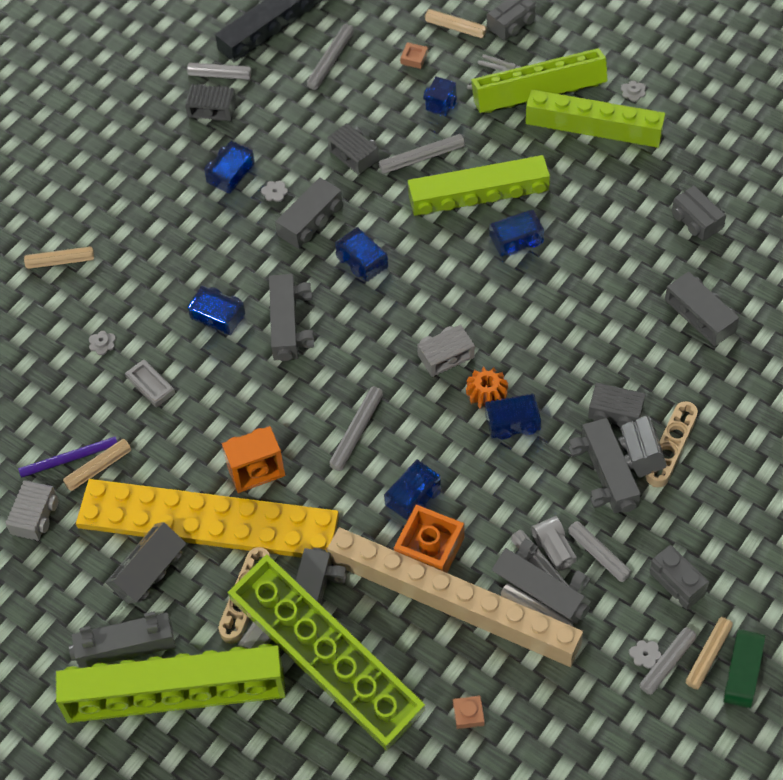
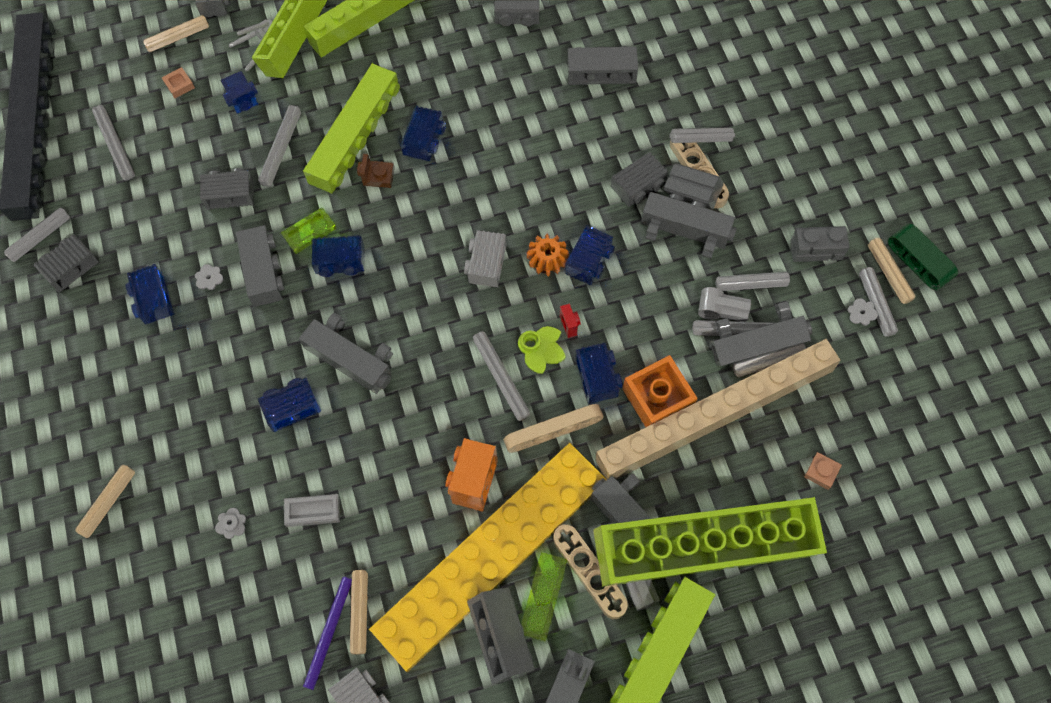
camera: 55 degrees left, 10 degrees up
(200, 577) = (543, 596): none -> clear neon green plate
(341, 491) = (553, 428): none -> tan beam
(368, 221) = (313, 226): none -> clear neon green plate
(405, 442) = (544, 350): none -> lime plate
(441, 441) = (570, 320): none -> red plate
(455, 228) = (375, 173): none -> reddish brown bracket
(702, 422) = (700, 135): none -> light grey axle

